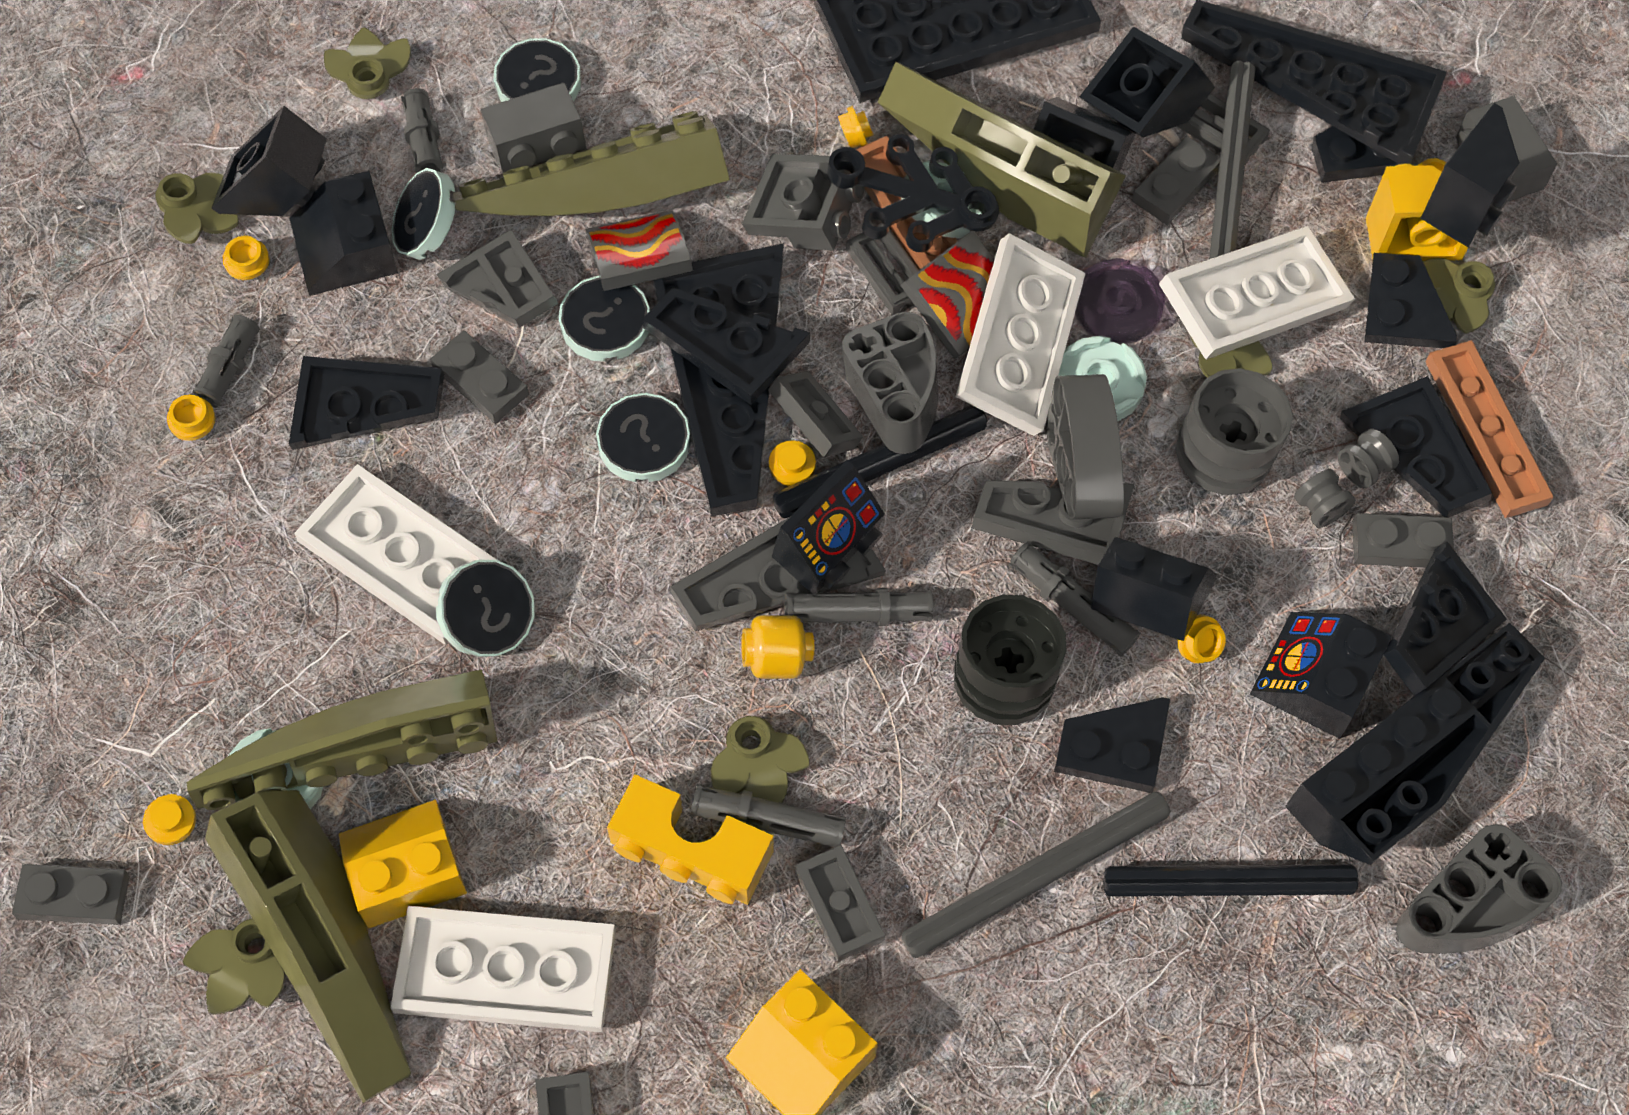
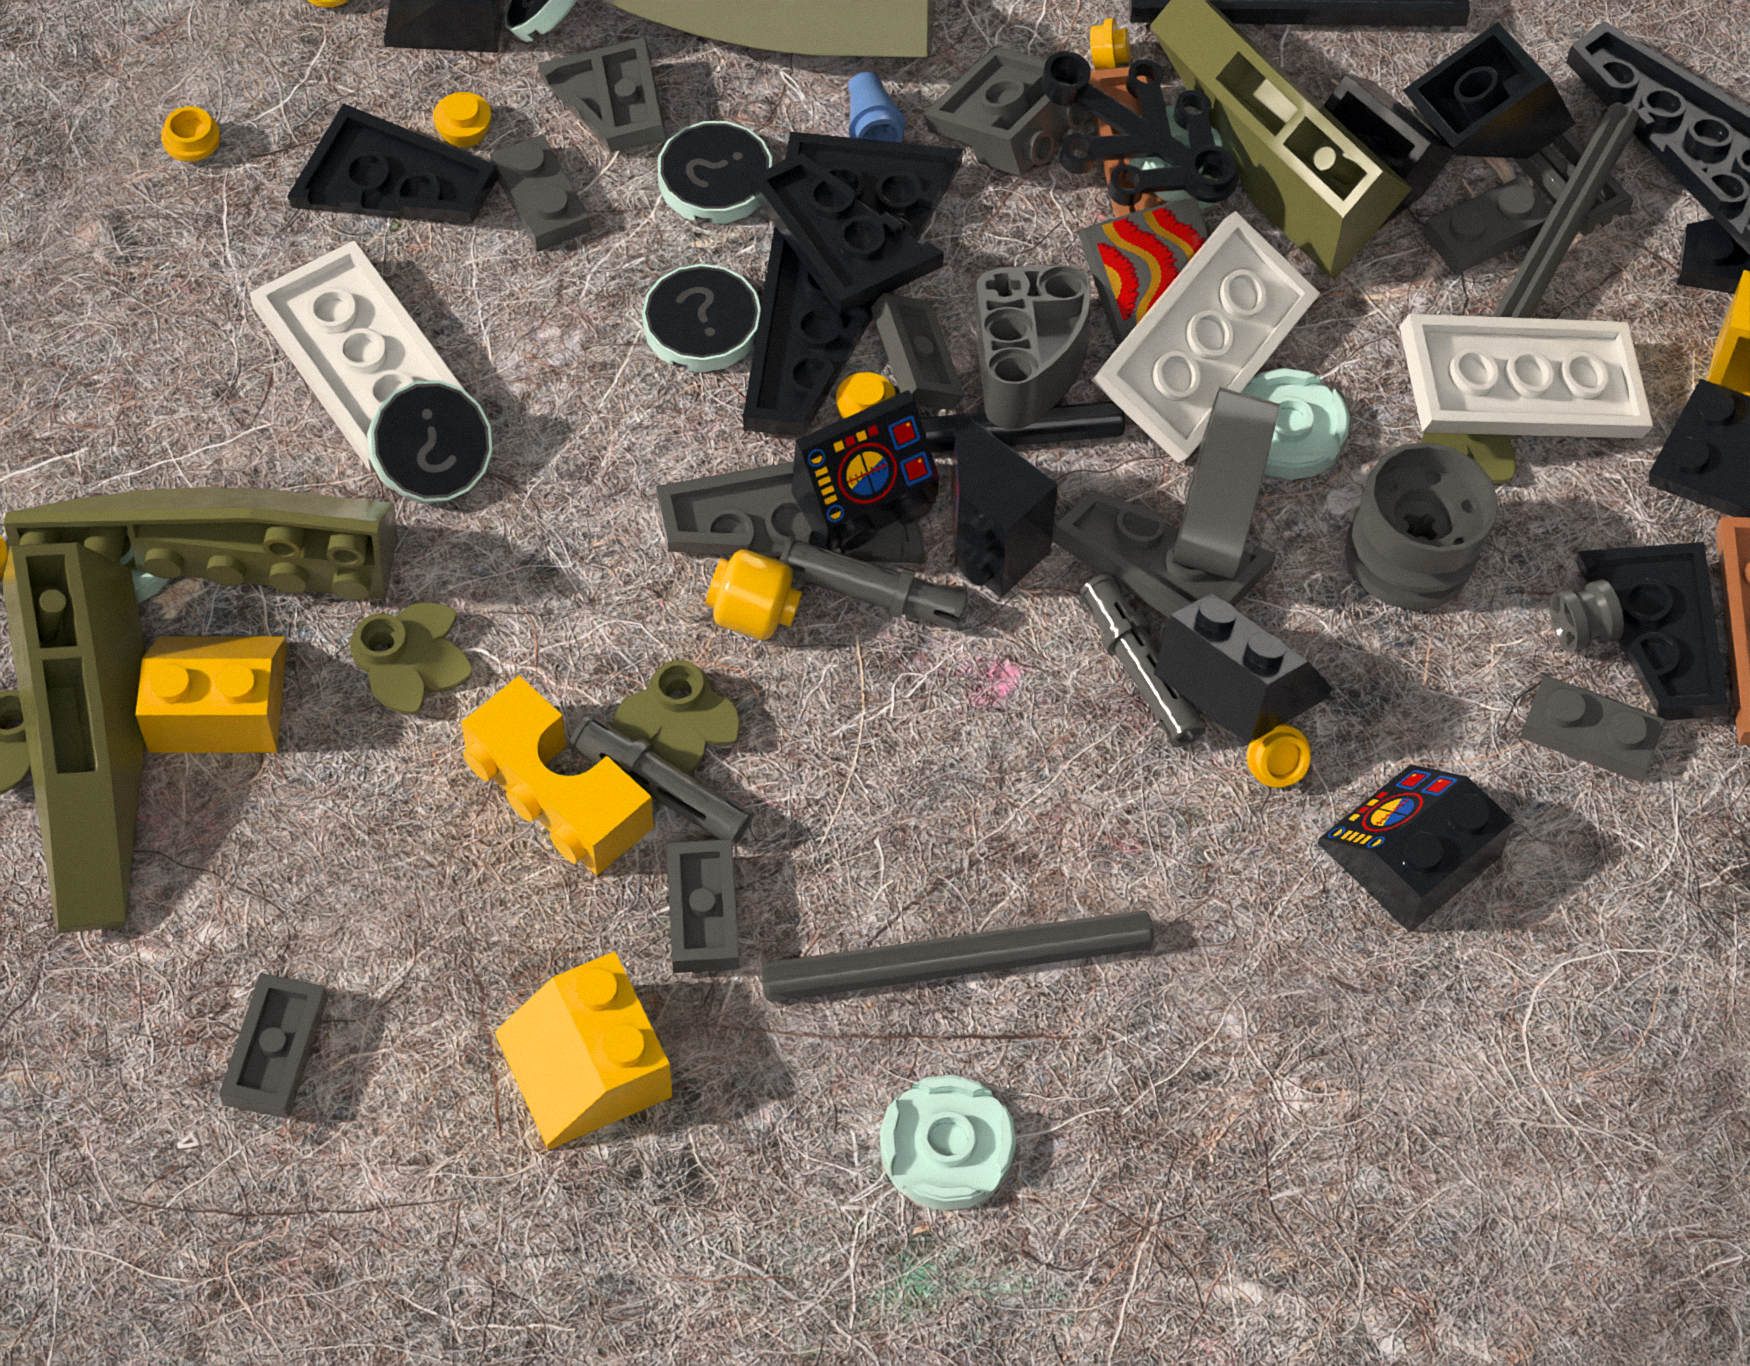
camera: 20 degrees right, 5 degrees down
(215, 383) = (283, 64): dark grey pin -> none
(396, 336) = (462, 118): none -> yellow plate
(504, 969) = (280, 844): white plate -> none
(544, 785) = (418, 659): none -> olive plate
(639, 250) = (785, 106): slope -> none
(703, 233) = (873, 110): none -> medium blue cone
(872, 274) = (1057, 211): dark grey tile -> none
(926, 520) = (998, 509): none -> black slope
(1009, 659) = (1023, 695): pearl dark grey wheel -> none
(1088, 1020) = (947, 1143): none -> light aqua tile
(1115, 745) = (1121, 843): black wing -> none
(1120, 301) = (1351, 341): clear purple tile -> none
(1230, 880) = (1195, 1044): black axle -> none
(1324, 498) = (1509, 644): dark grey wheel -> none
(1417, 754) = (1490, 967): black wedge -> none
(1441, 622) = (1593, 831): black wing -> none
(1495, 900) = (1516, 1186): dark grey beam -> none

